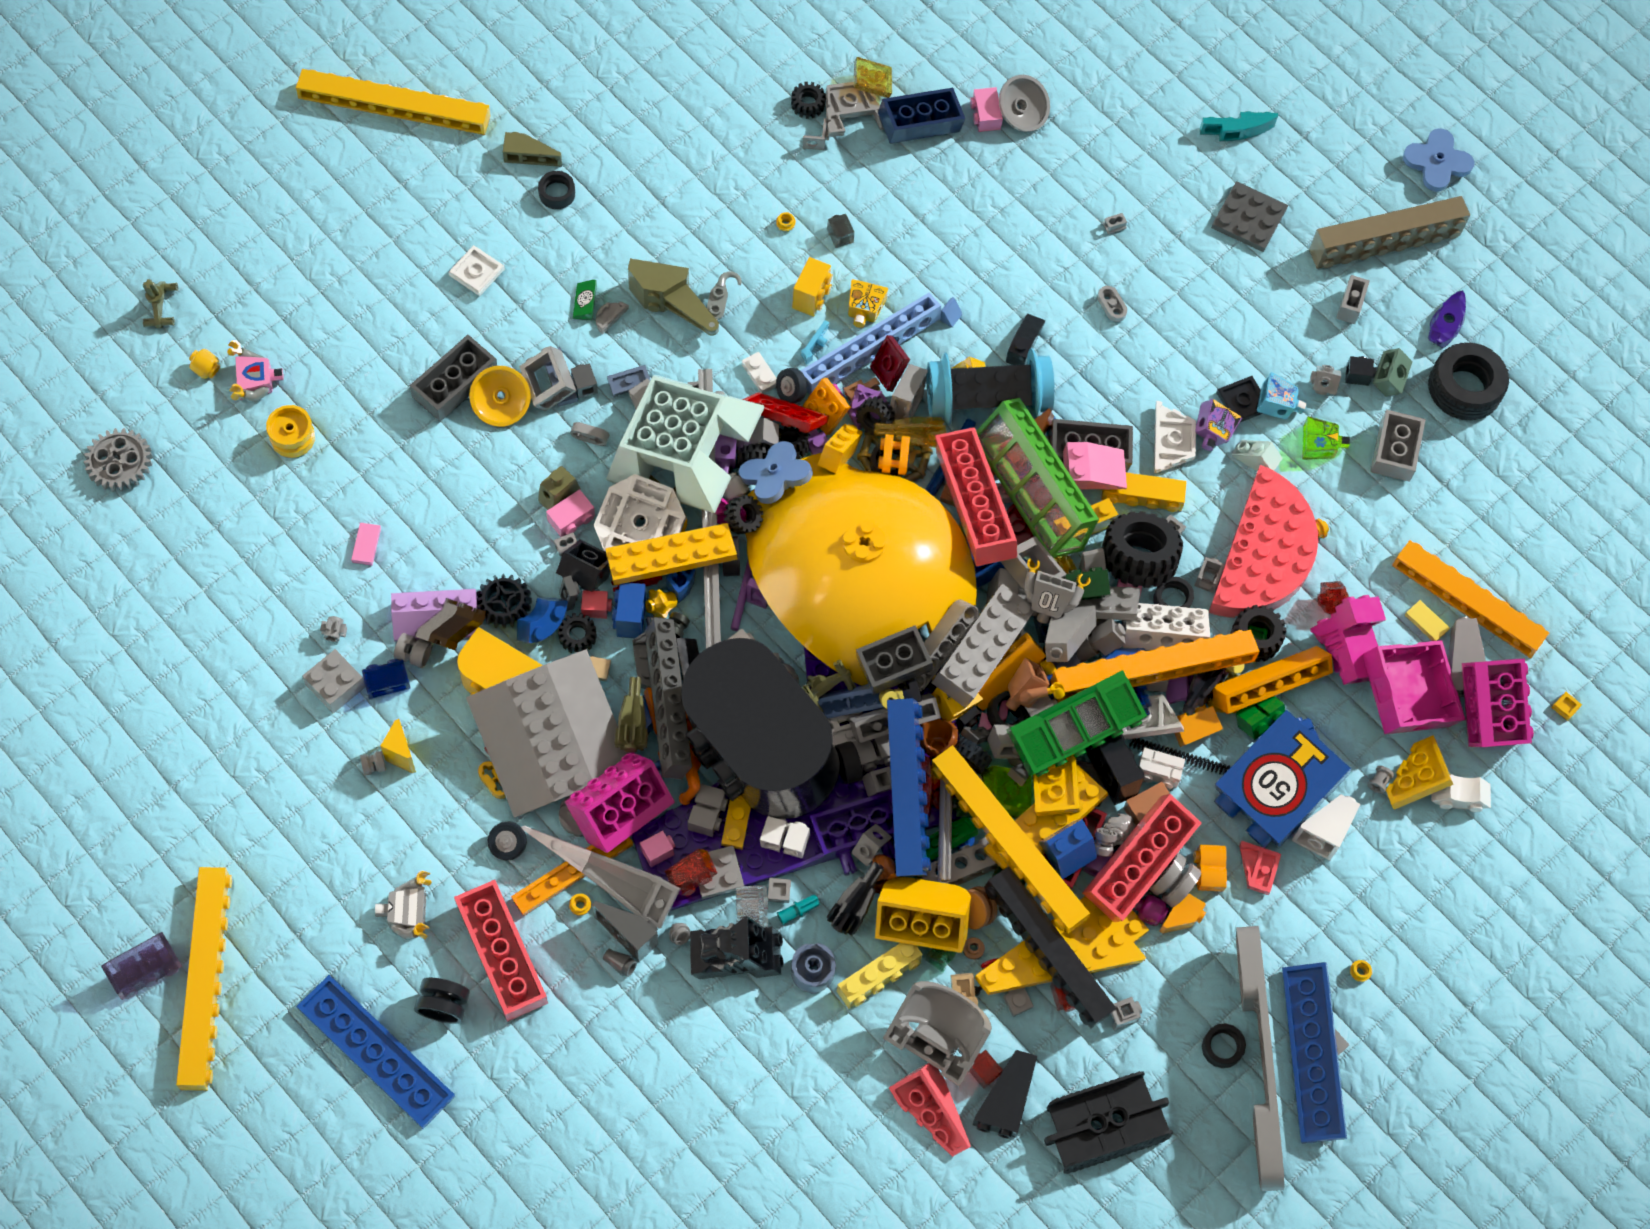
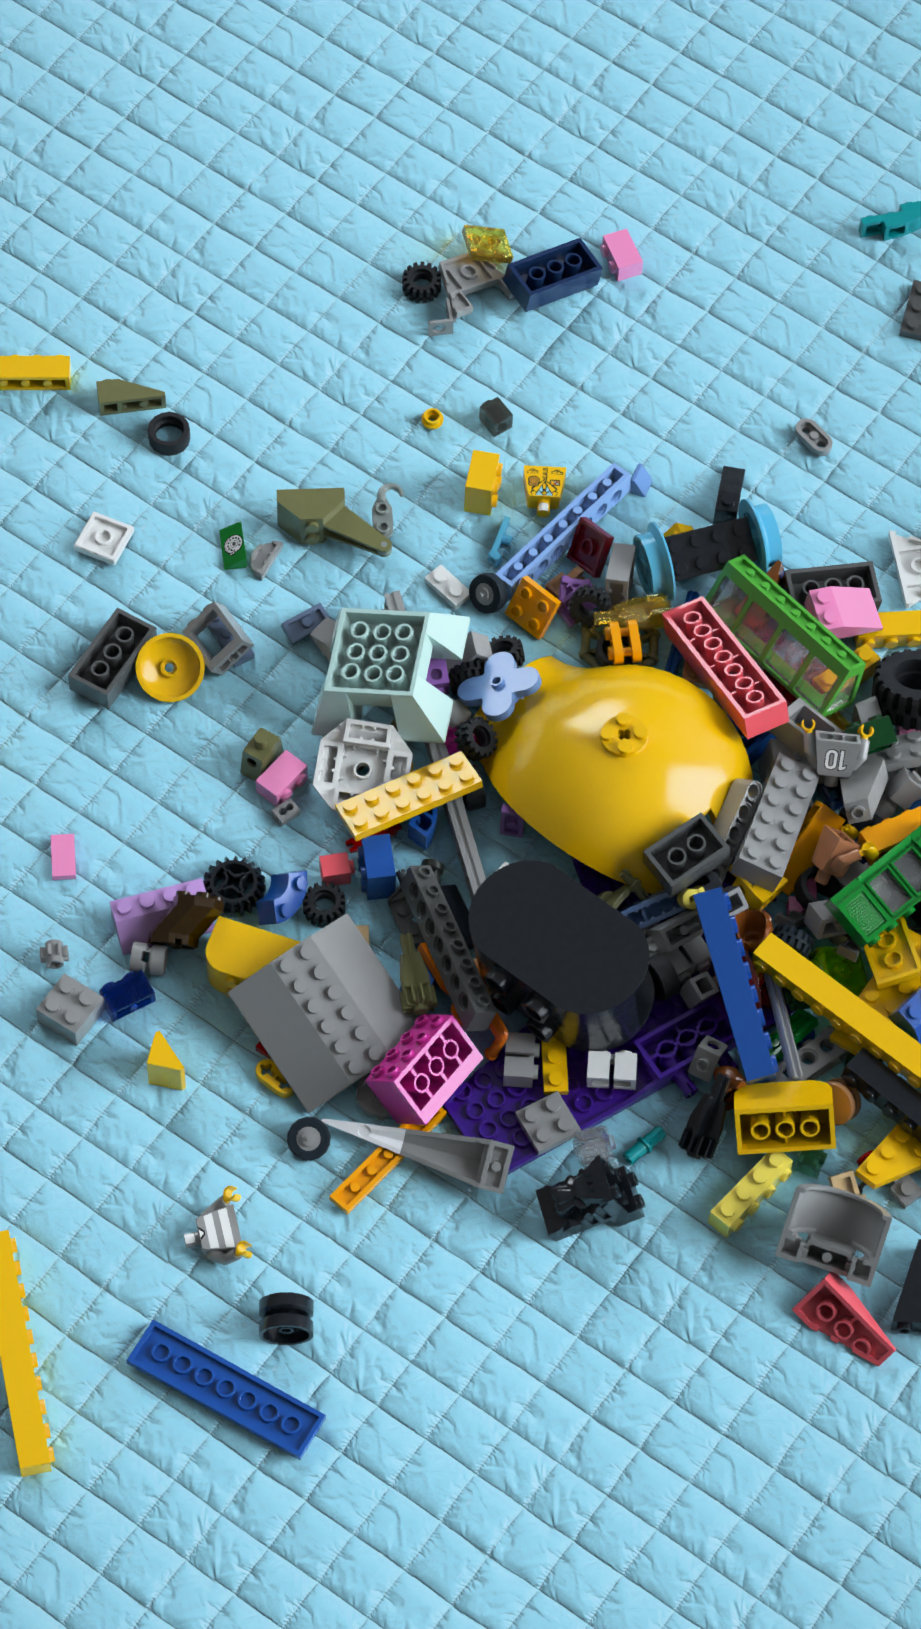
camera: 10 degrees left, 5 degrees down
(368, 765) = (137, 1087): light grey wheel -> none
(501, 950) = (335, 1253): coral brick -> none
(569, 591) = (305, 859): dark grey plate -> none
(580, 898) = (406, 1183): yellow plate -> none
(584, 380) = (258, 632): dark grey brick -> none
(585, 565) = (315, 829): black brick -> none
(589, 434) = (278, 689): light grey beam -> none
(621, 962) = (467, 1240): dark grey cone -> none
(630, 930) = (466, 1201): dark grey slope -> none
(657, 848) = (476, 1111): bright pink brick -> none
(660, 603) = (407, 852): yellow rock -> none
(679, 933) = (523, 1197): light grey plate -> none
(692, 872) = (522, 1126): clear red brick -> none
(741, 599) = (493, 826): medium lavender bar -> none
(779, 890) = (620, 1128): light grey plate -> none
(789, 413) = (497, 622): red plate -> none
(810, 956) = (673, 1213): sand blue brick -> none
(816, 441) = (532, 646): medium lavender plate -> none
(840, 448) = (561, 647): yellow brick -> none
(969, 719) = (778, 904): black plate -> none
(973, 954) = (844, 1152): medium nougat plate -> none
(985, 1069) = (891, 1268): clear red brick -> none
(1032, 102) = (669, 236): light grey dish -> none
(1111, 227) = (799, 347): light grey piece -> none

